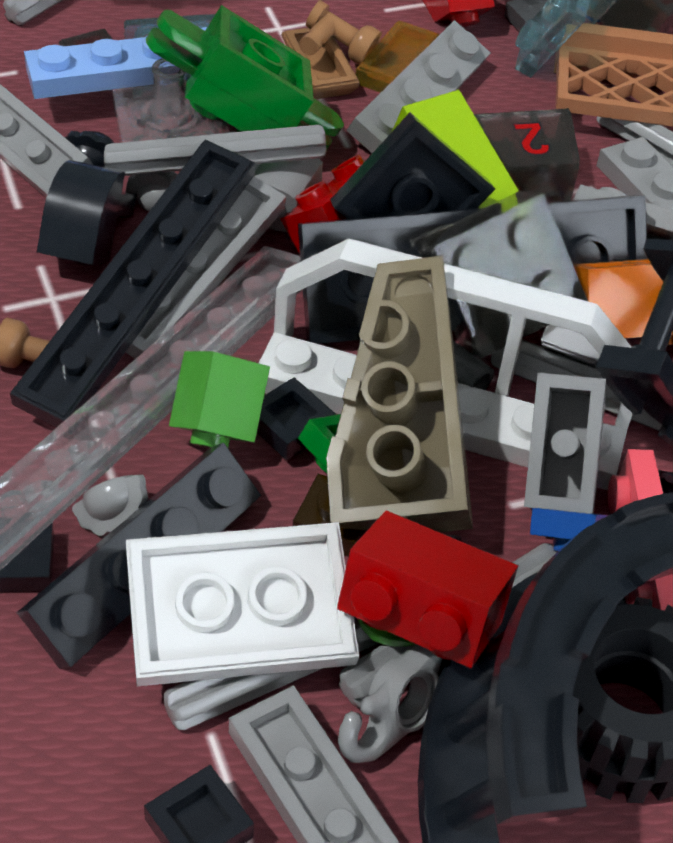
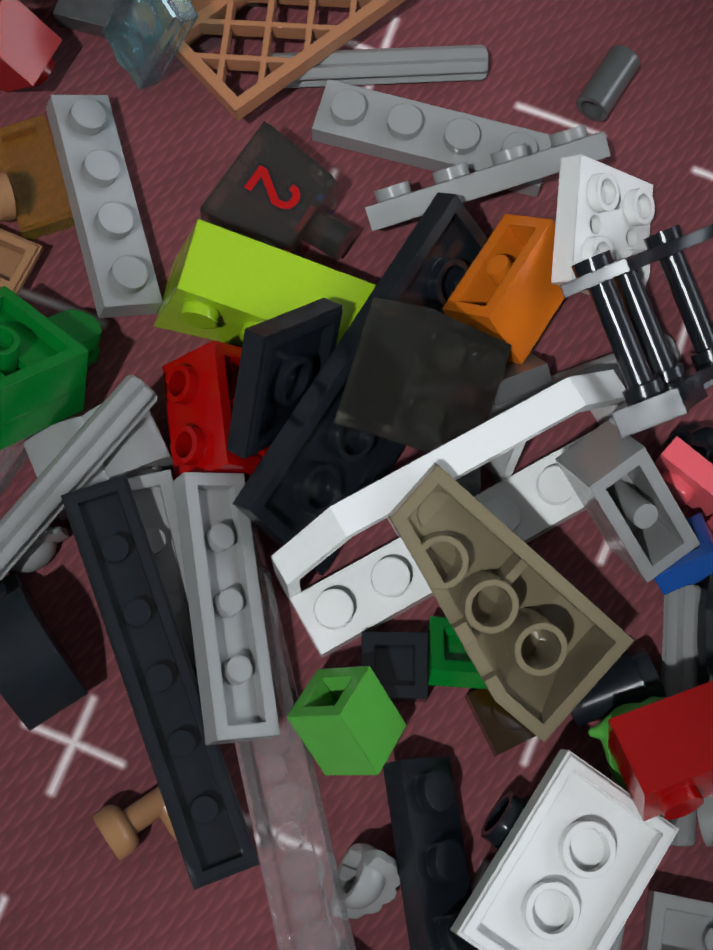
camera: 45 degrees left, 25 degrees up
(217, 280) = (225, 610): none -> light grey plate

